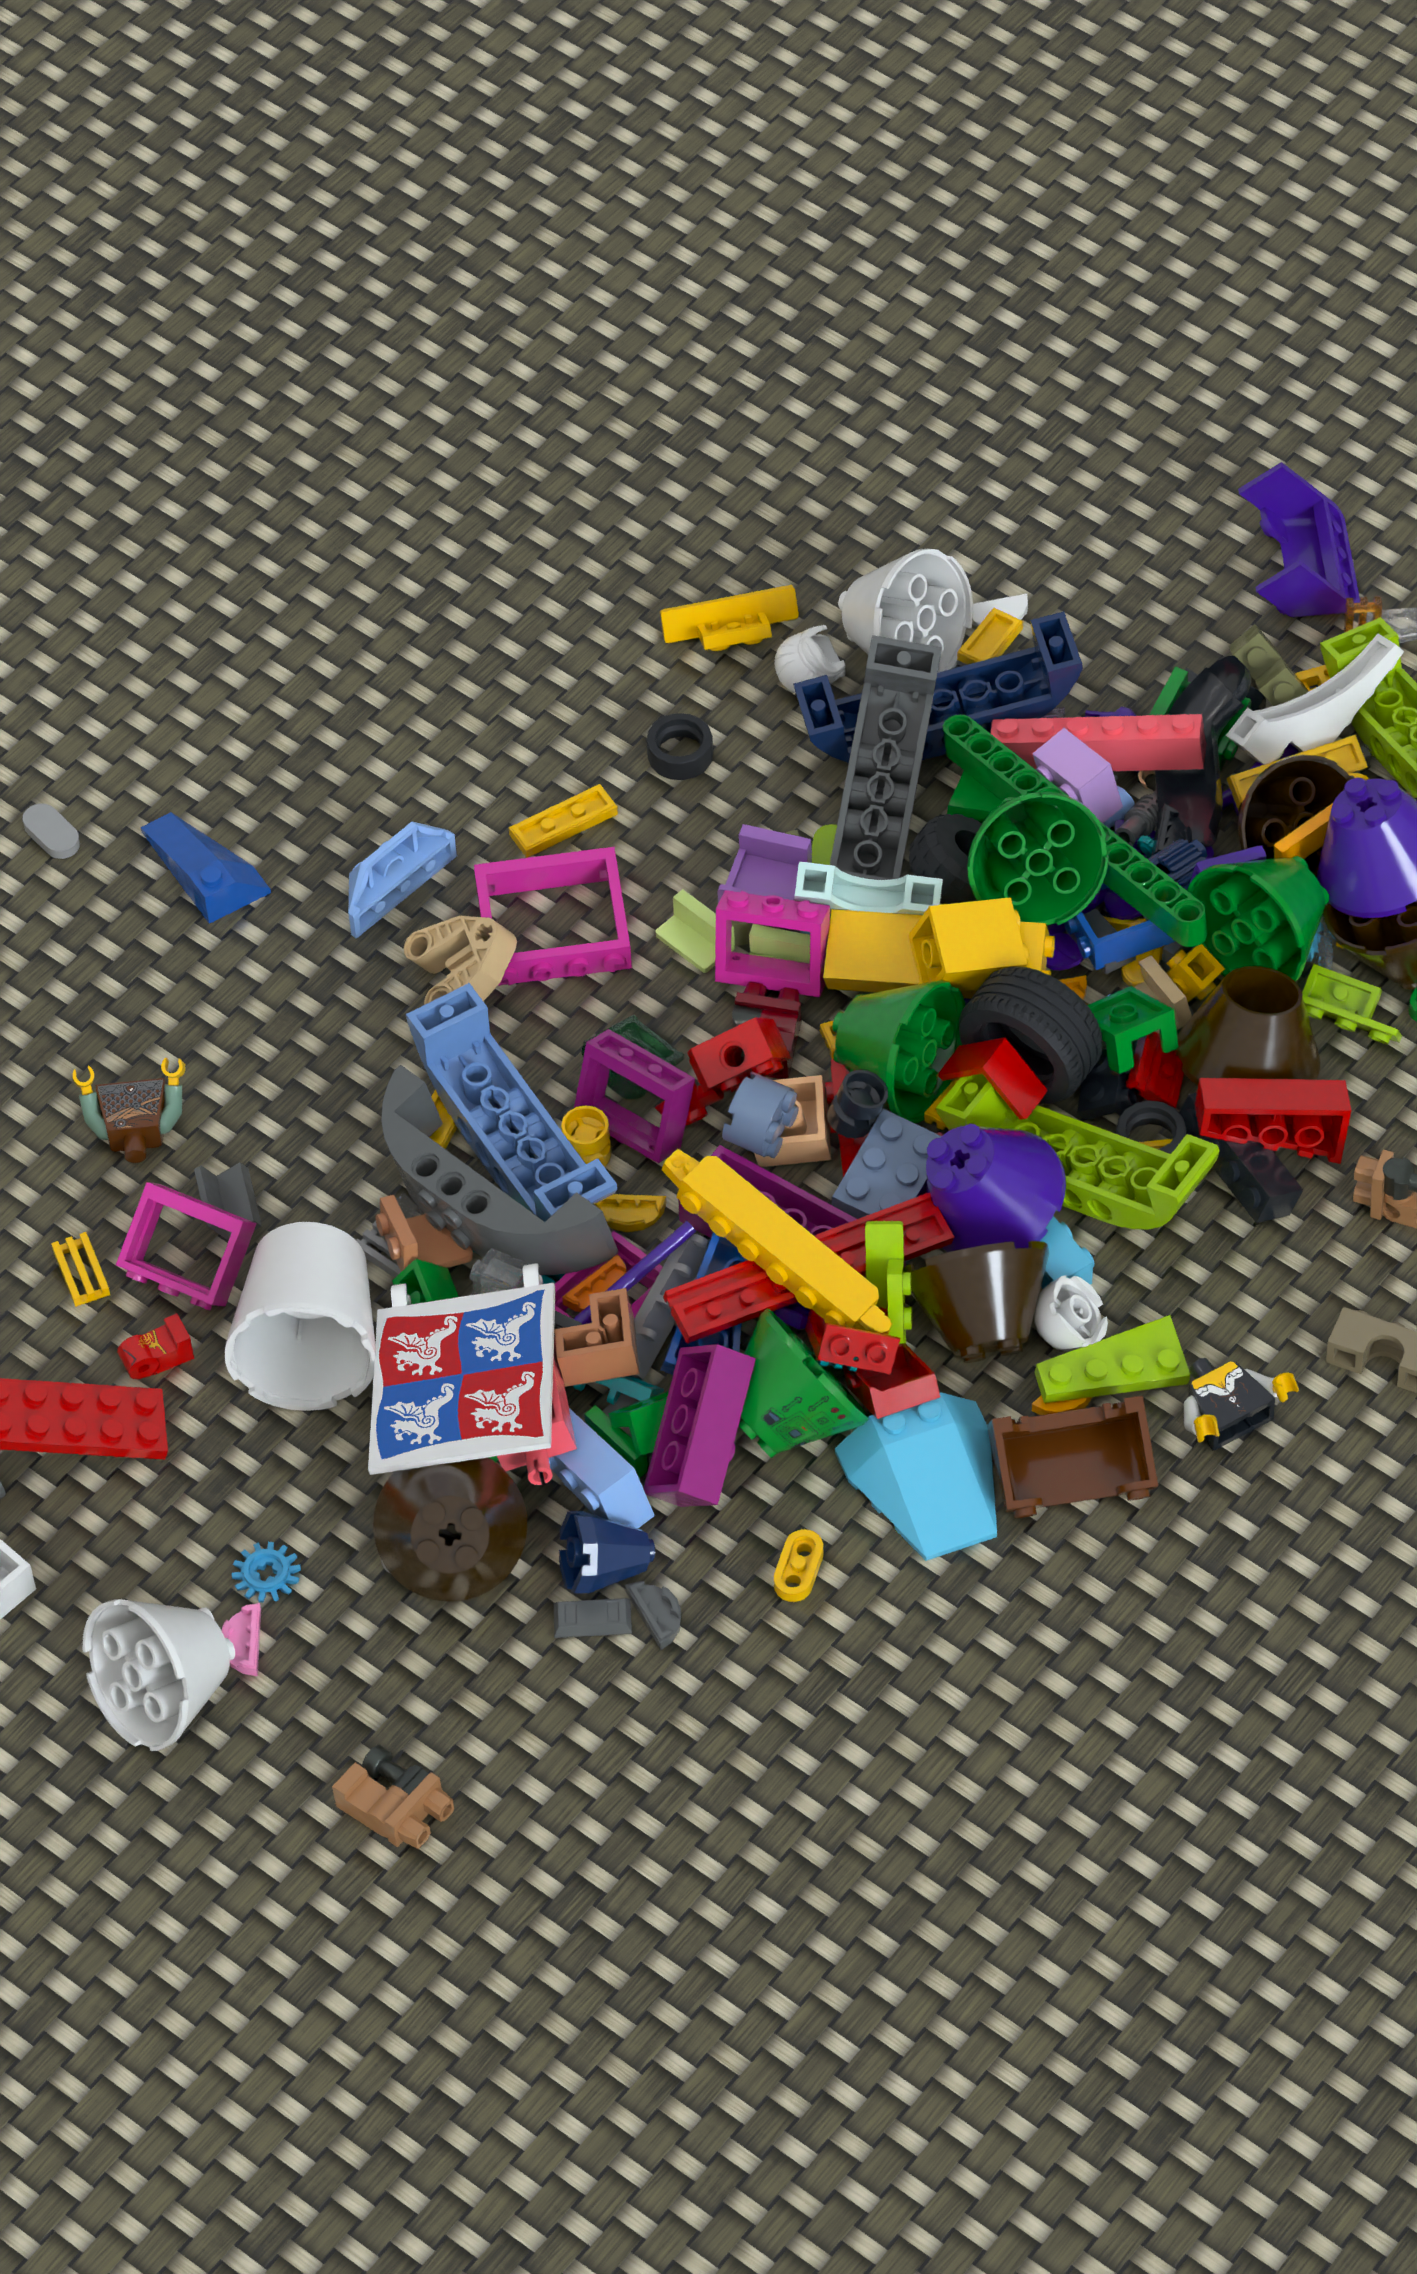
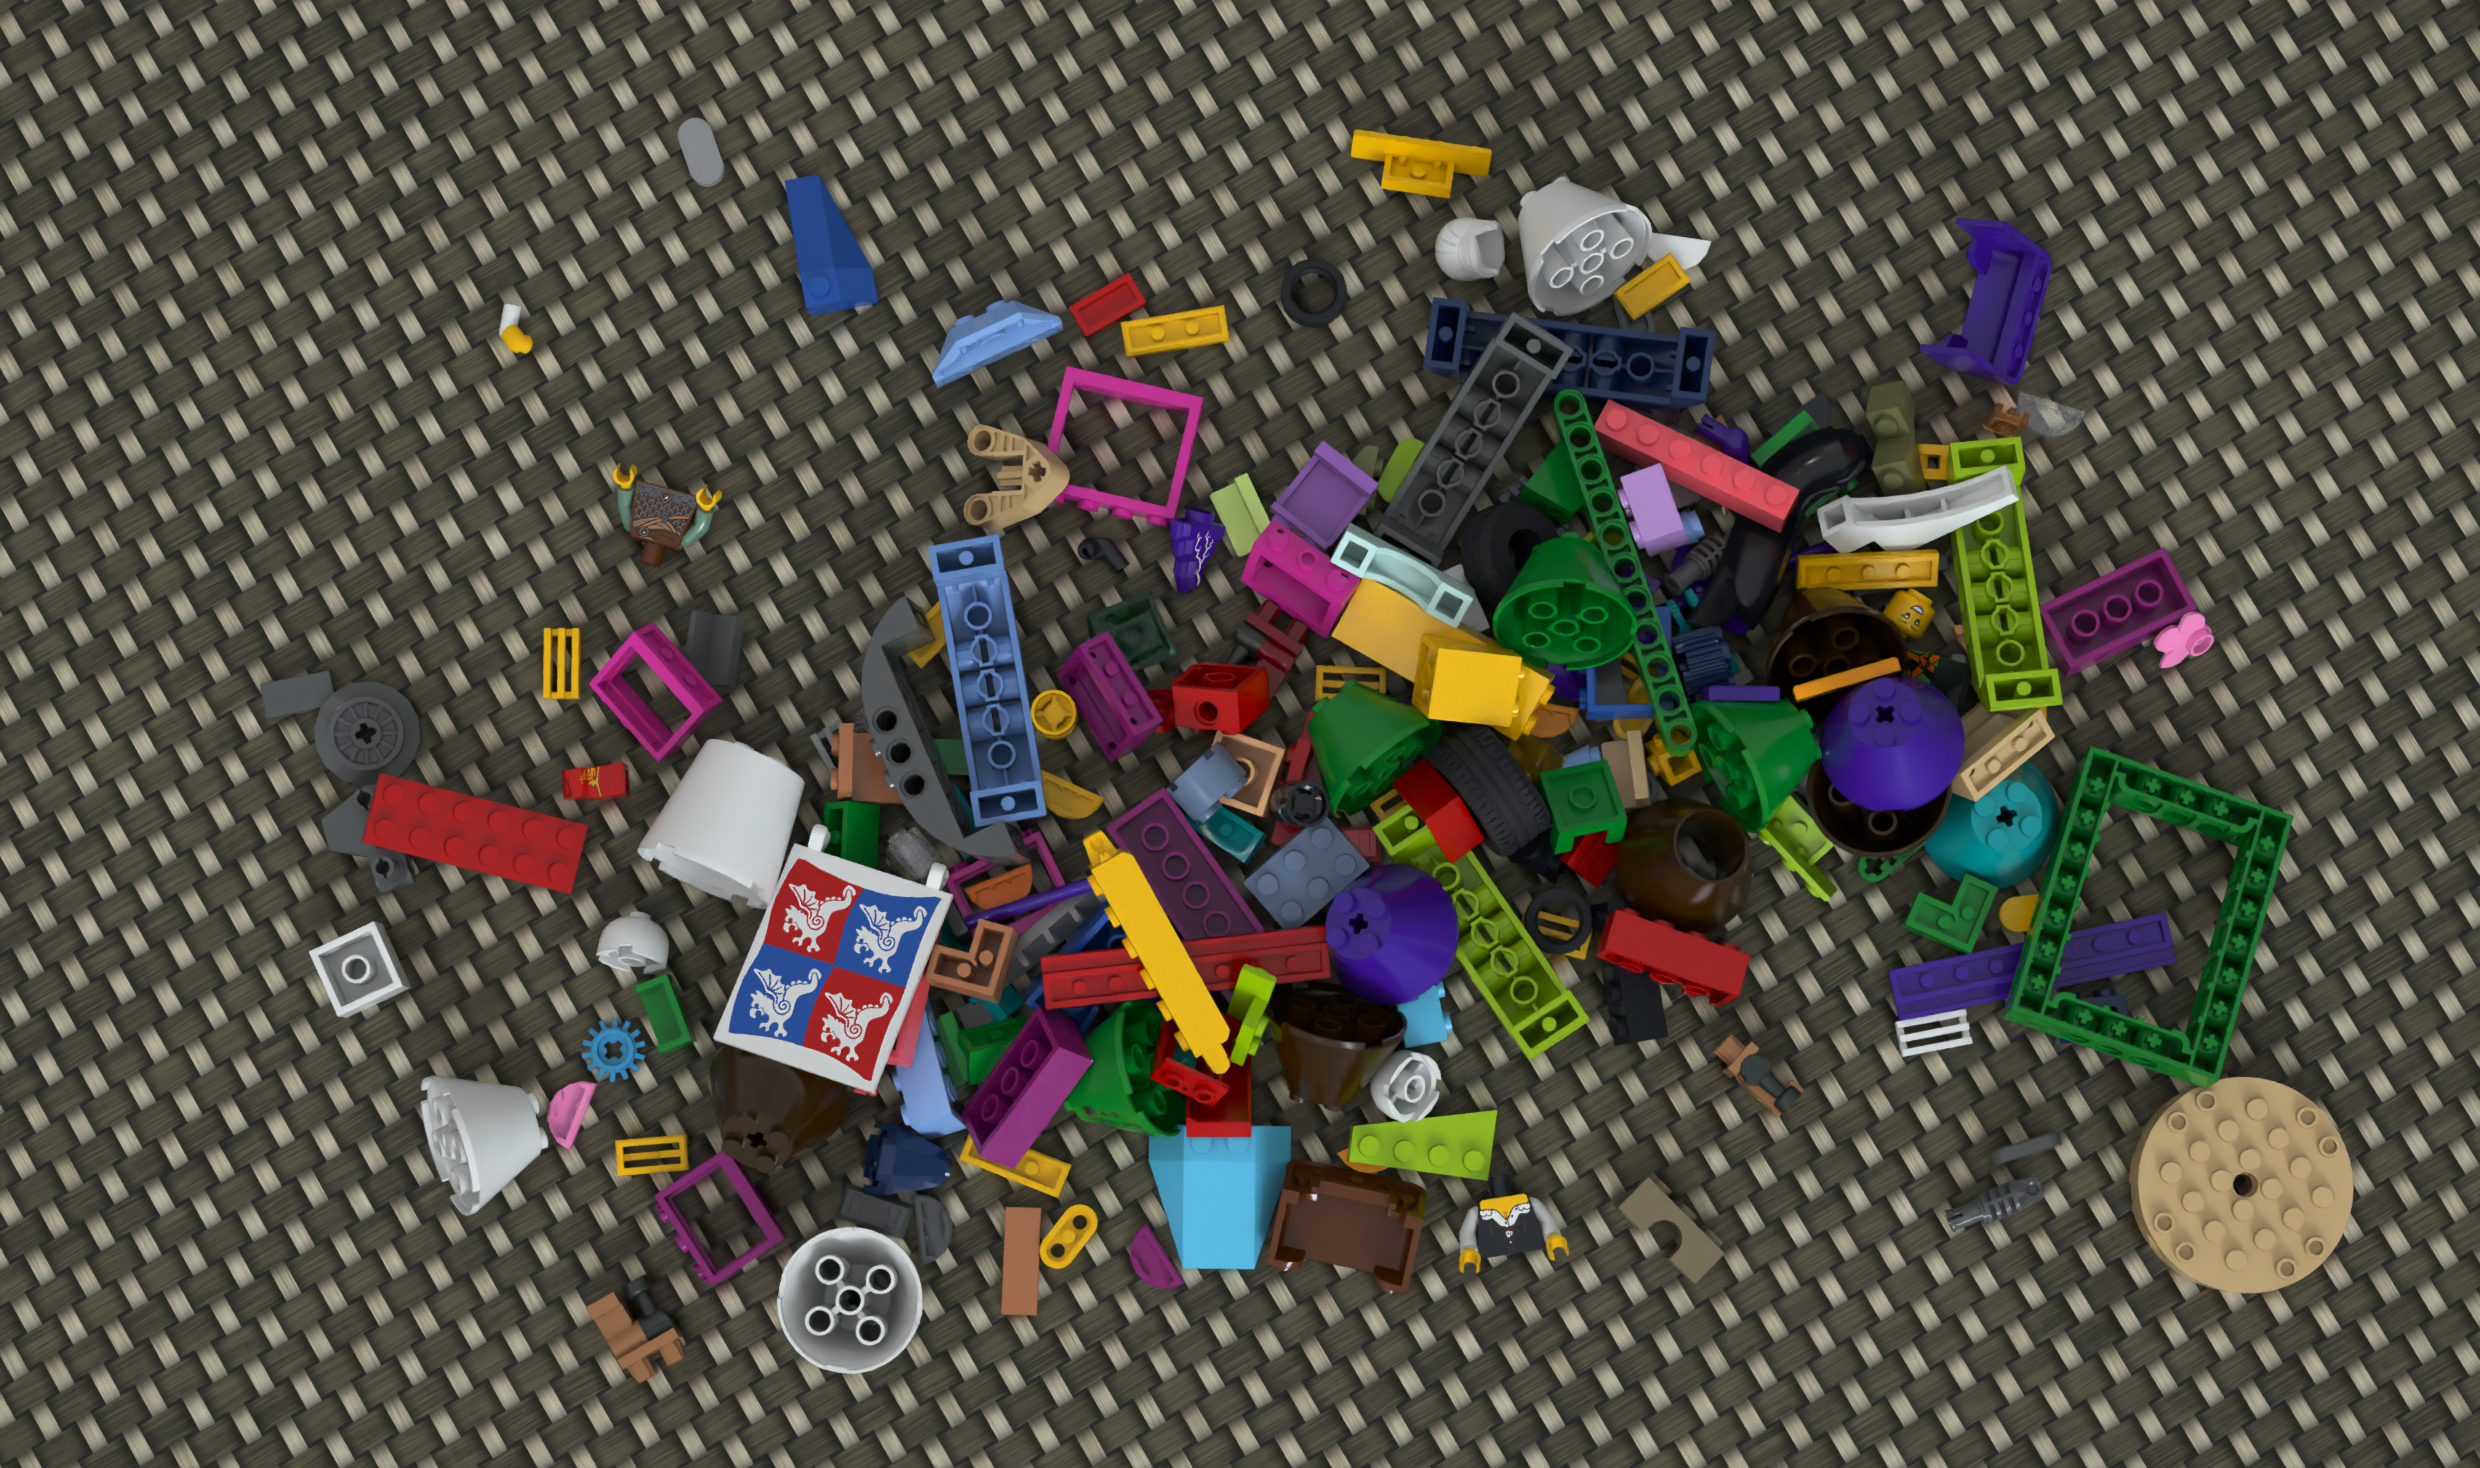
camera: 20 degrees right, 30 degrees up
(252, 1466) = (634, 943): none -> white cylinder
(307, 1514) = (666, 1013): none -> green panel
(347, 1652) = (683, 1153): none -> yellow tile
(457, 1639) = (687, 1237): none -> magenta window
(490, 821) = (1107, 305): none -> red tile
(573, 1004) = (1103, 549): none -> black arm
(604, 1653) = (817, 1292): none -> white cone
(658, 966) = (1192, 545): none -> dark purple rock
(715, 1526) = (1033, 1170): none -> yellow tile
(760, 1606) = (1021, 1261): none -> nougat tile
(811, 1175) = (1230, 834): none -> teal hinge
(893, 1562) = (1152, 1261): none -> magenta tile

